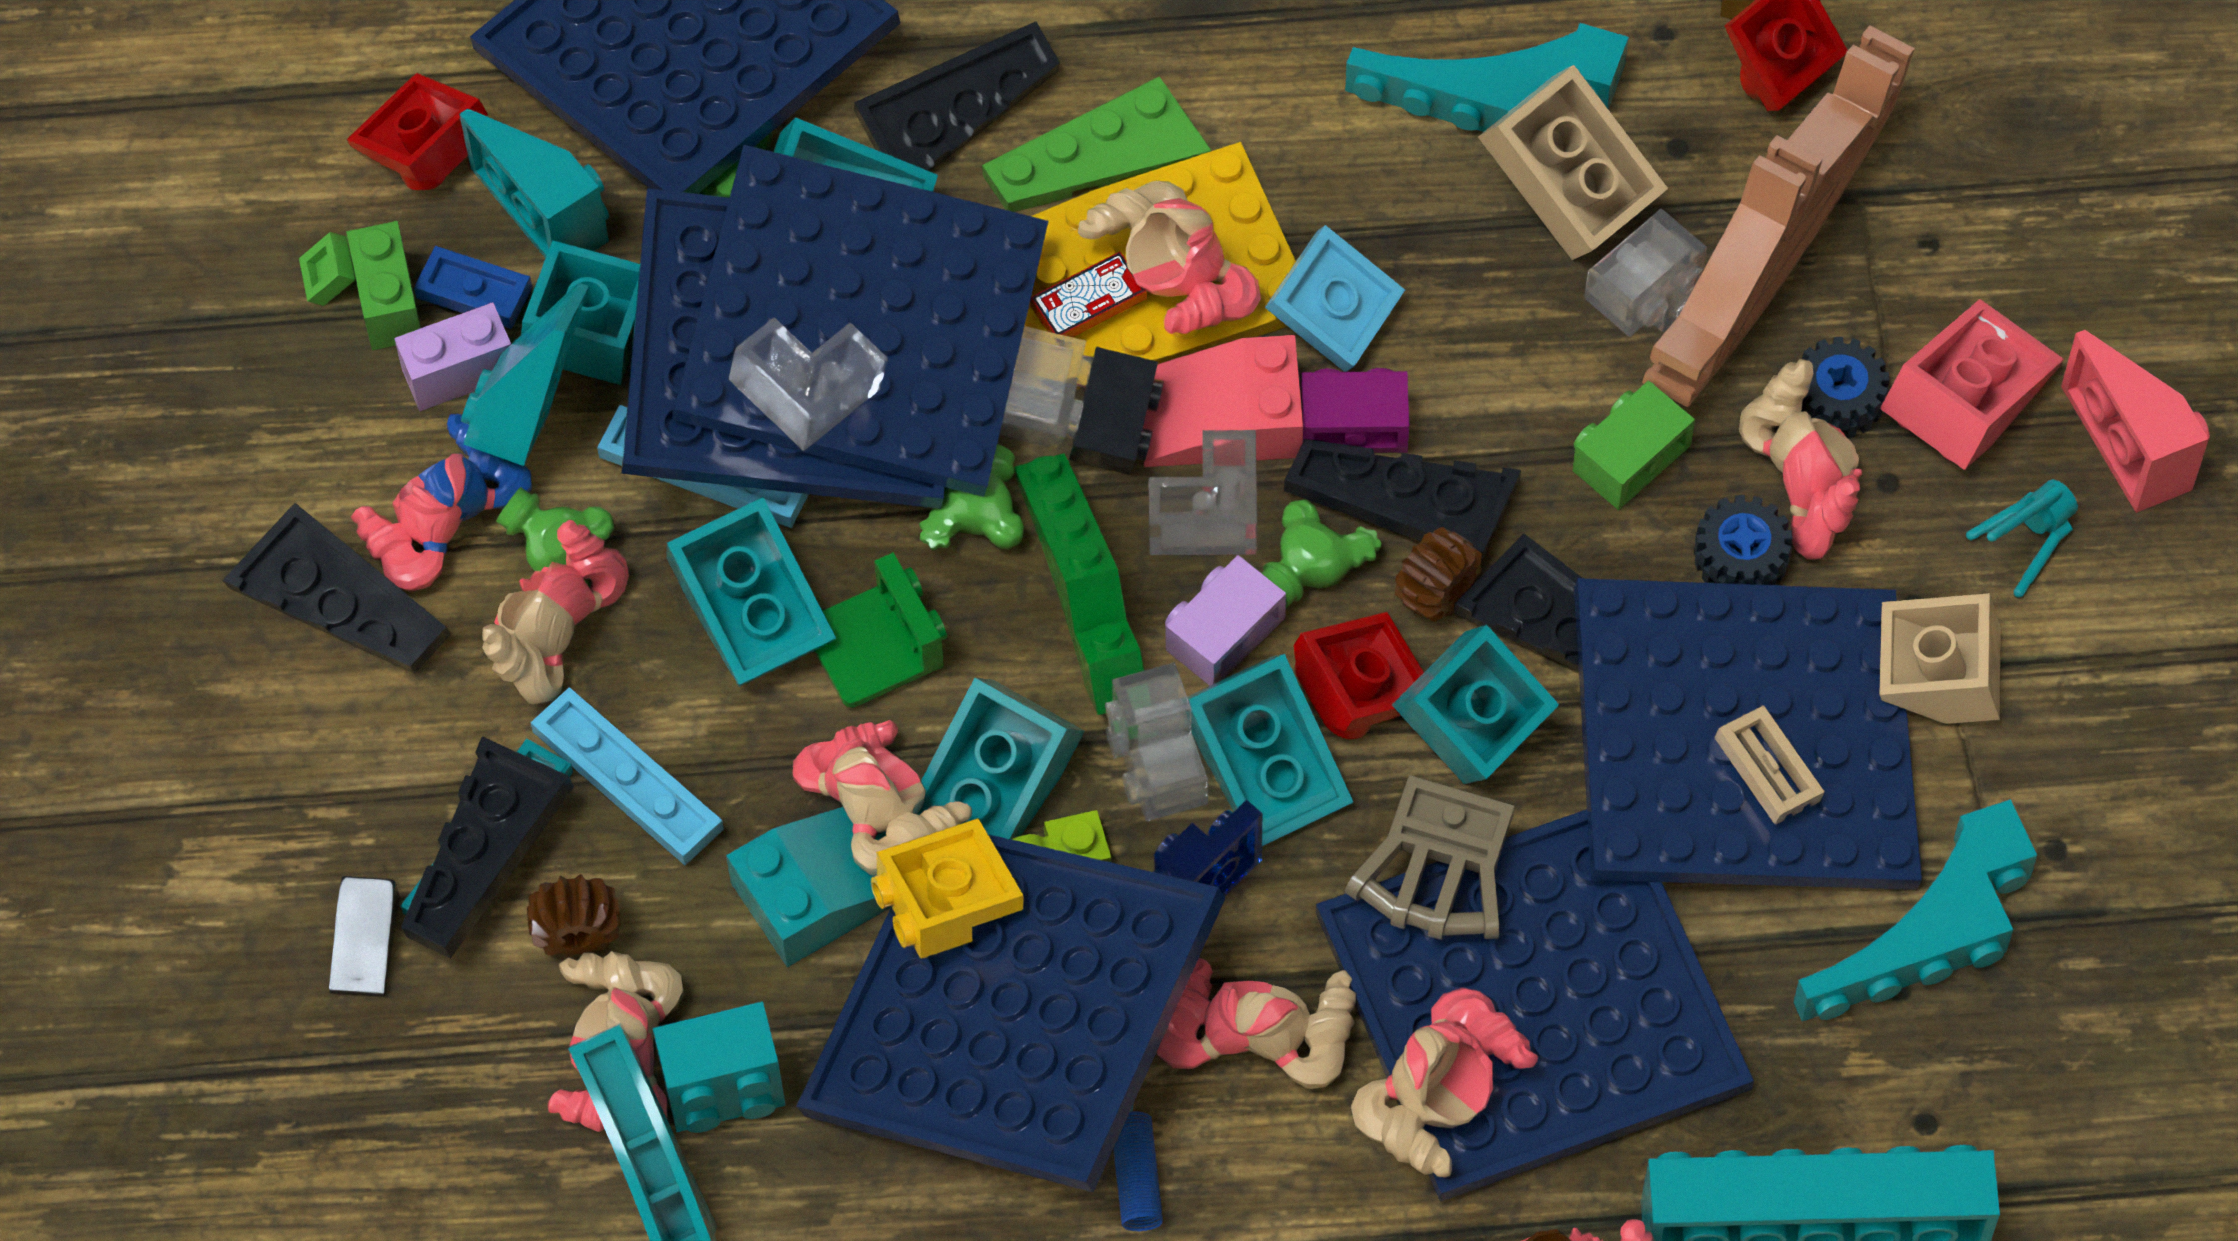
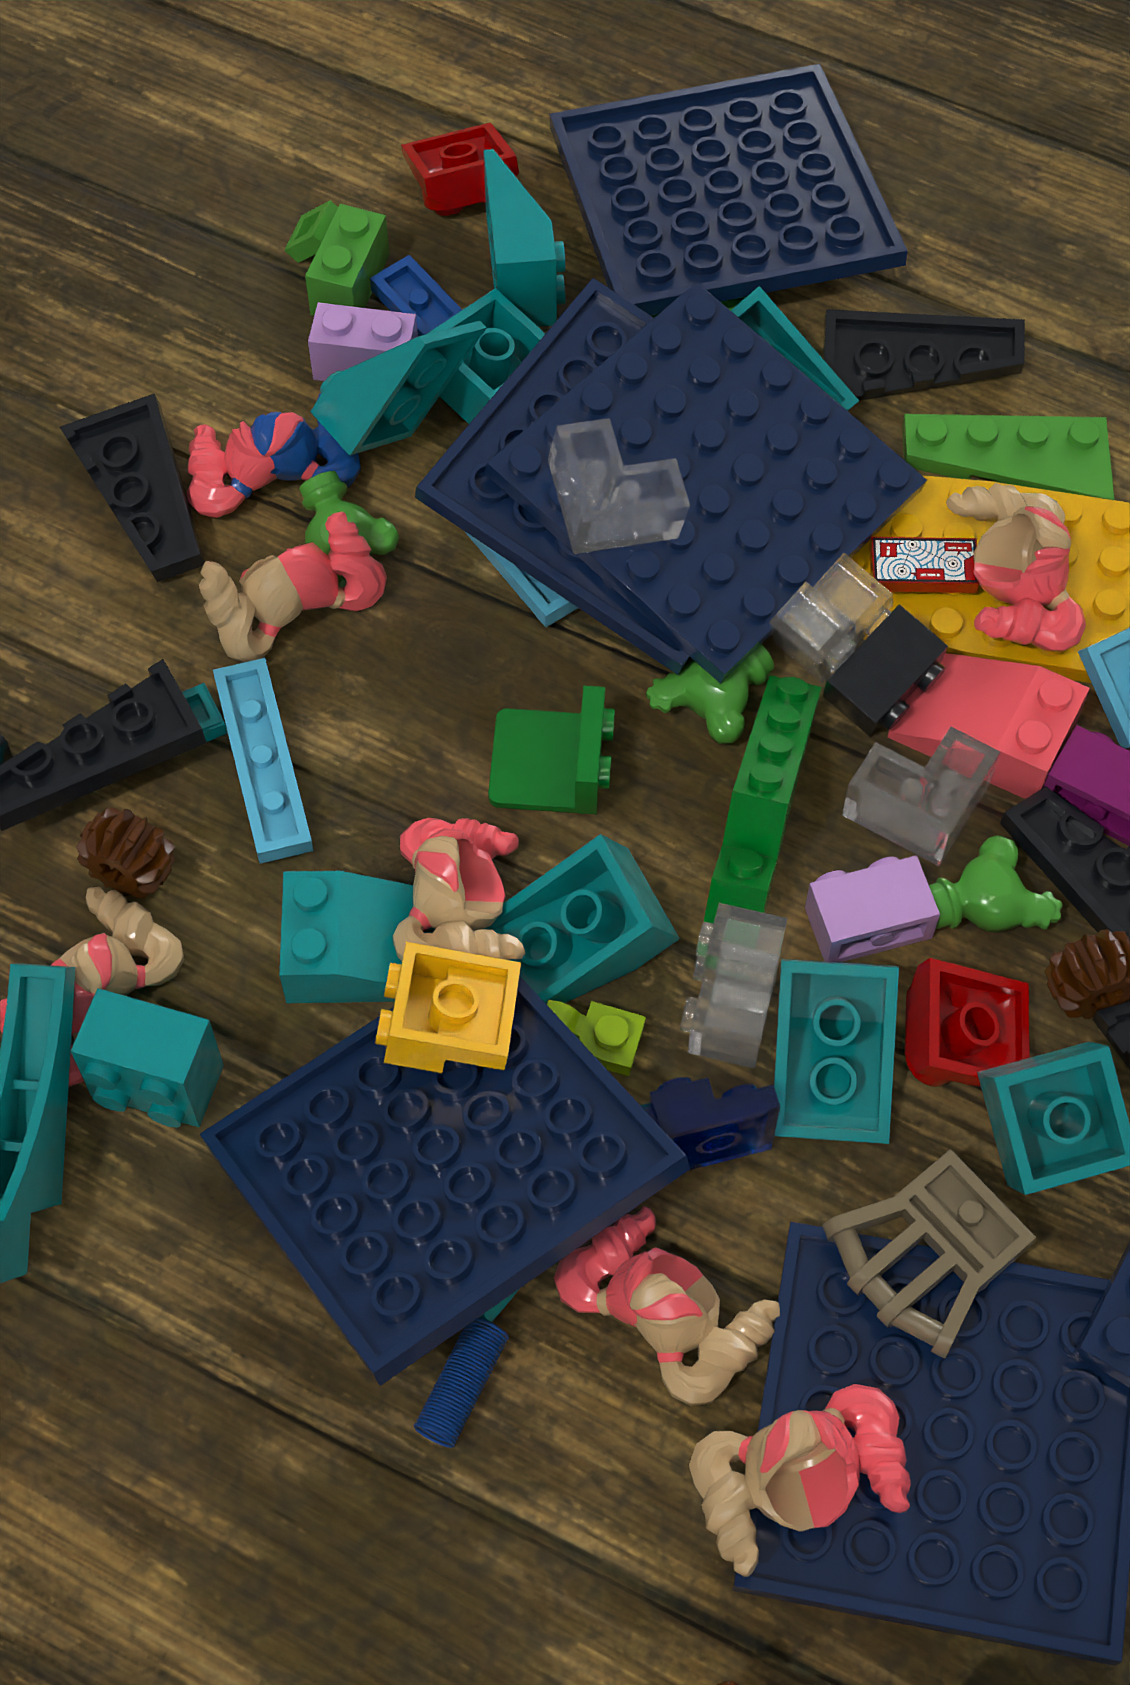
camera: 30 degrees right, 0 degrees up
(749, 592) = (466, 657): teal slope -> none

